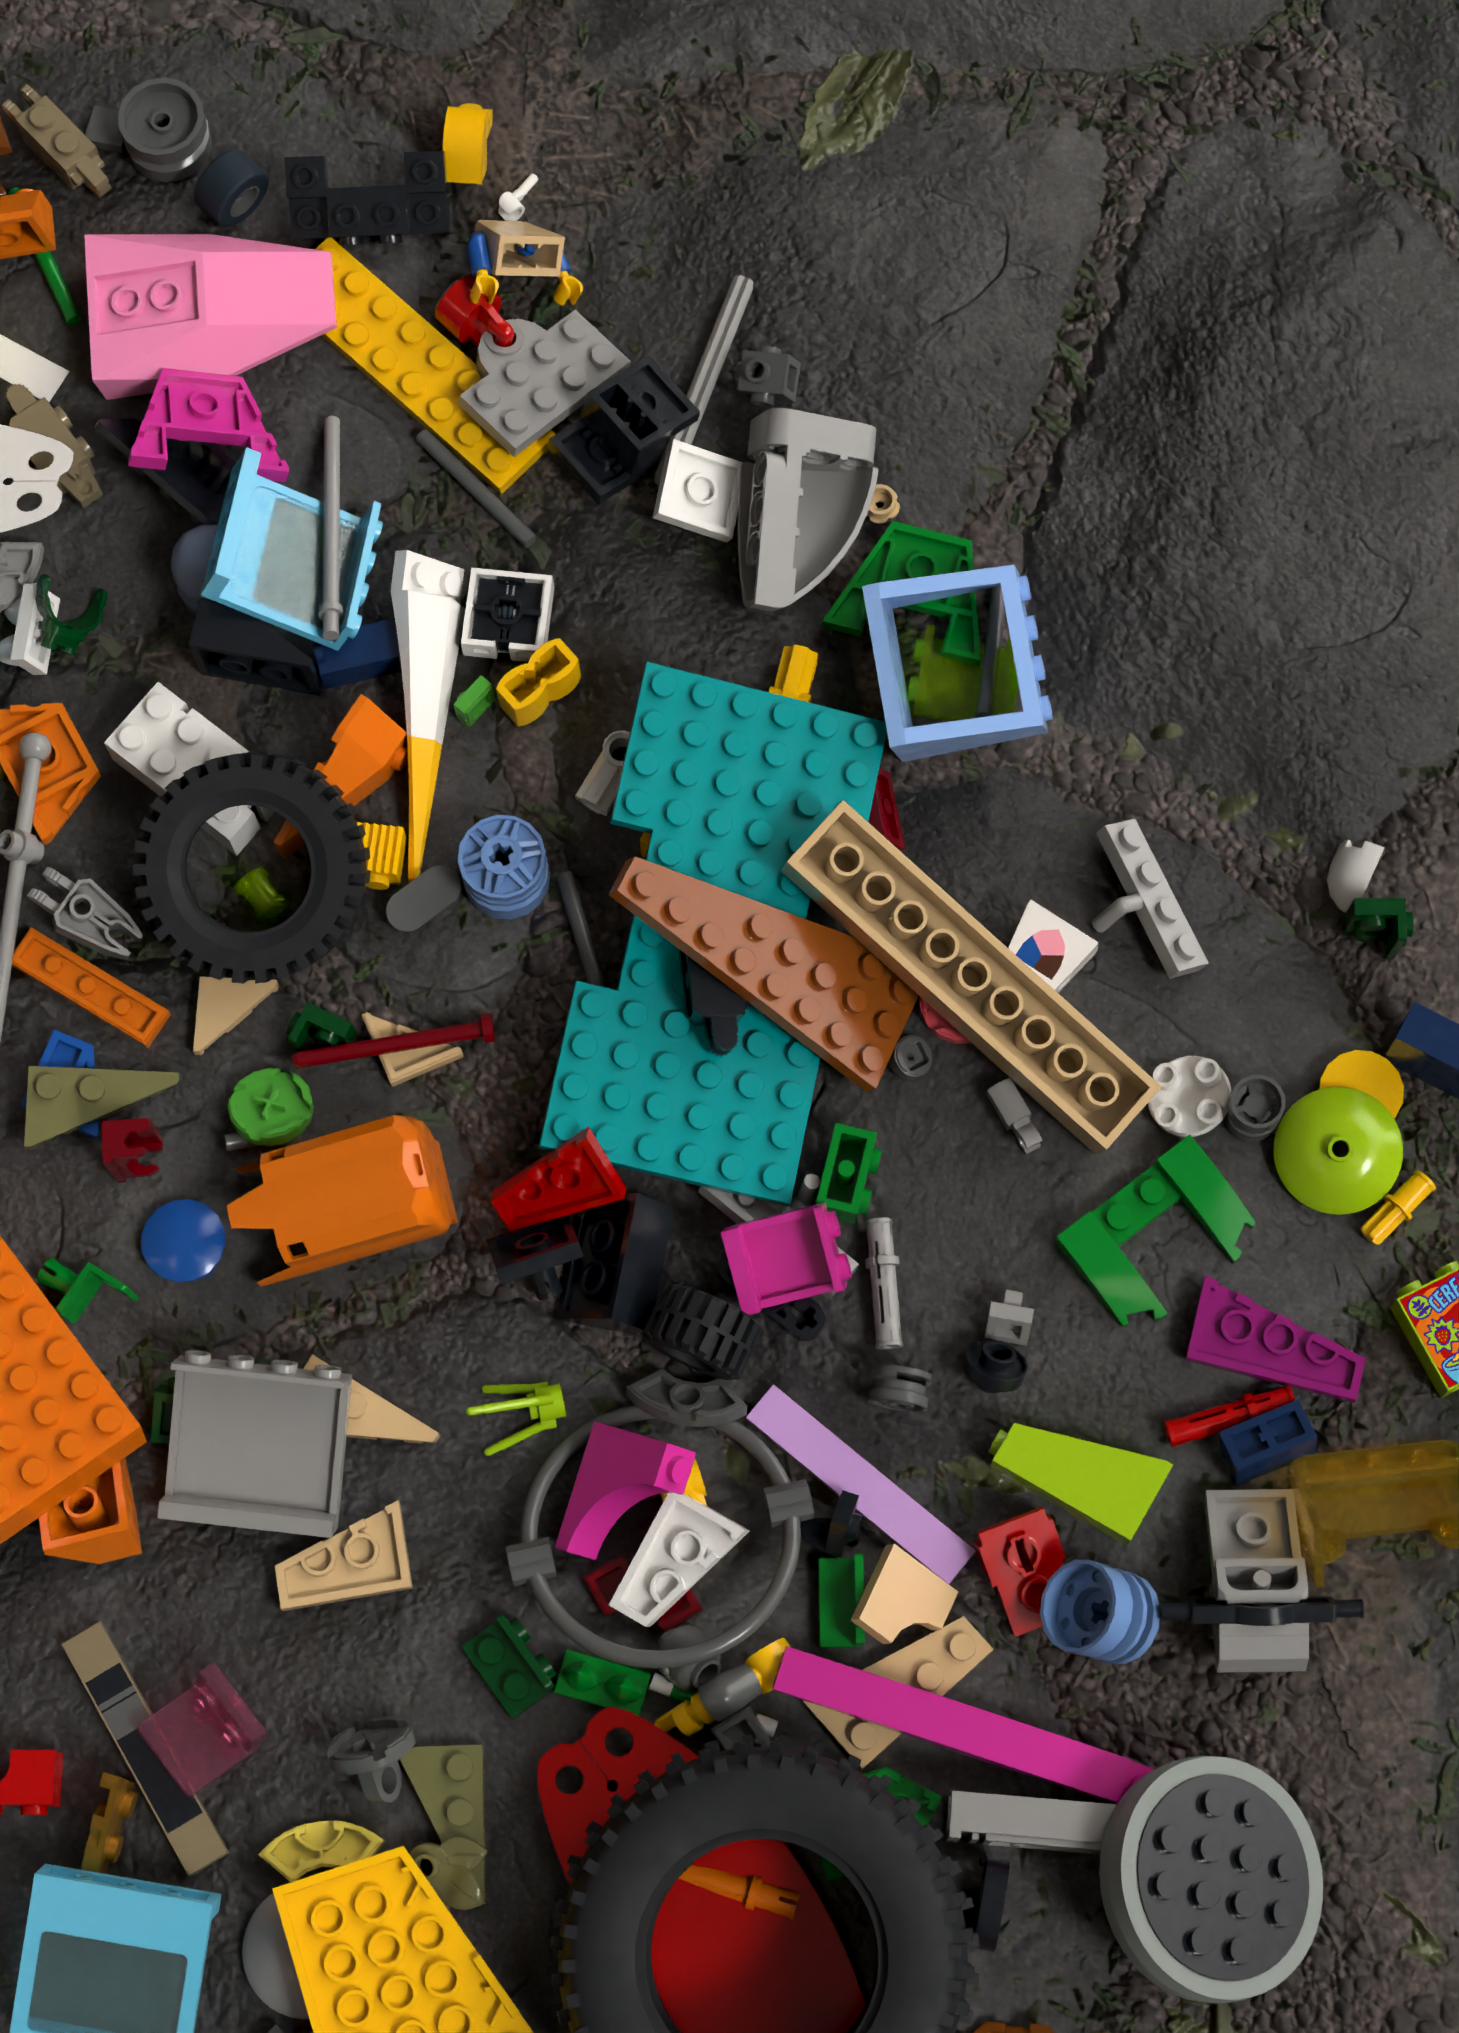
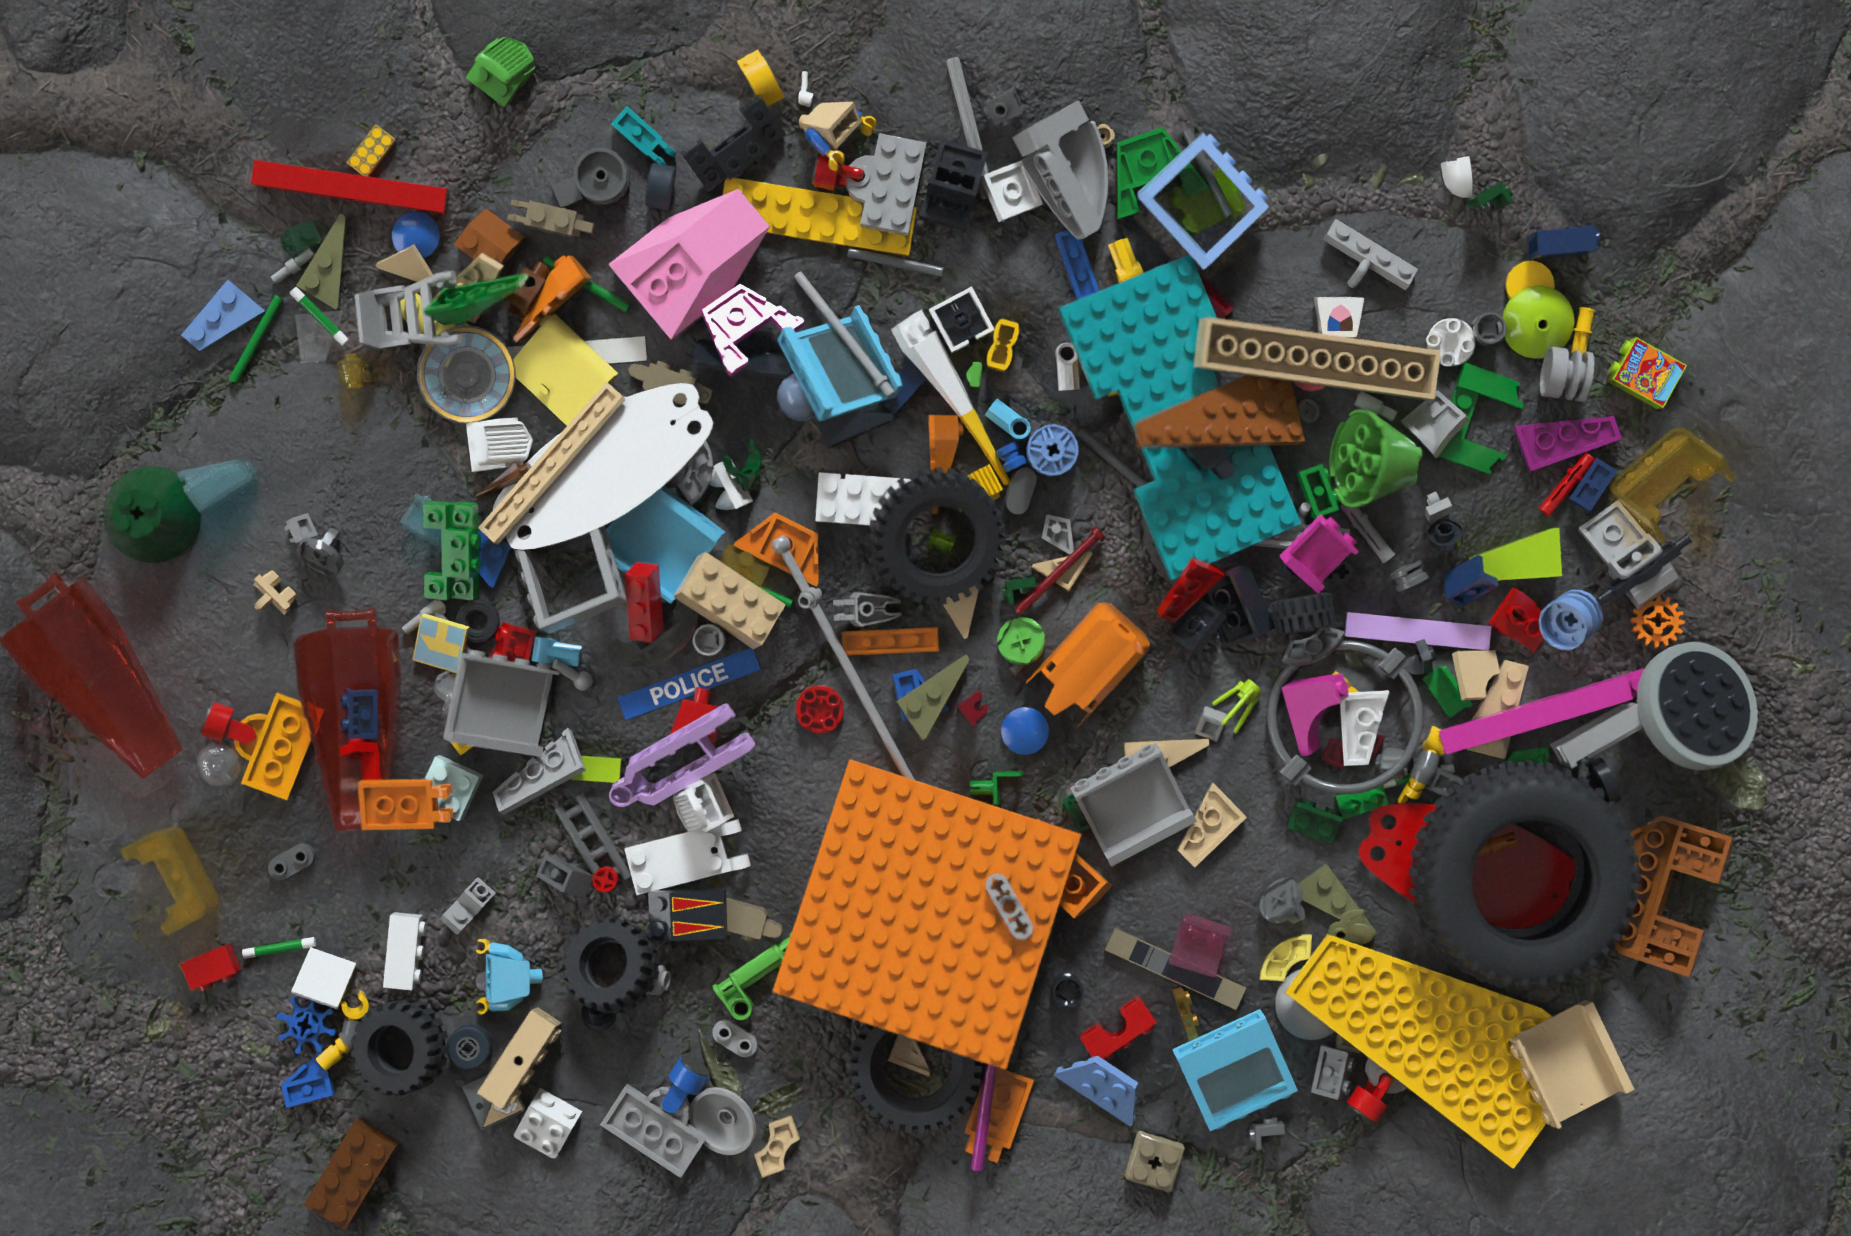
camera: 35 degrees left, 15 degrees up
(258, 116) = (641, 135): none -> teal hinge
(434, 992) = (1058, 533): none -> light grey piece
(443, 841) = (1010, 455): none -> blue wheel
(451, 1418) = (1210, 724): none -> light grey slope
(473, 785) = (1006, 419): none -> medium azure piece
(727, 638) = (1077, 264): none -> blue tile
(958, 1177) = (1371, 459): none -> bright green cone
(982, 1457) = (1468, 582): none -> dark blue panel
(1087, 1191) = (1435, 423): none -> light grey plate
(1248, 1725) = (1668, 622): none -> orange gear
(1331, 1245) = (1571, 375): none -> light grey wheel

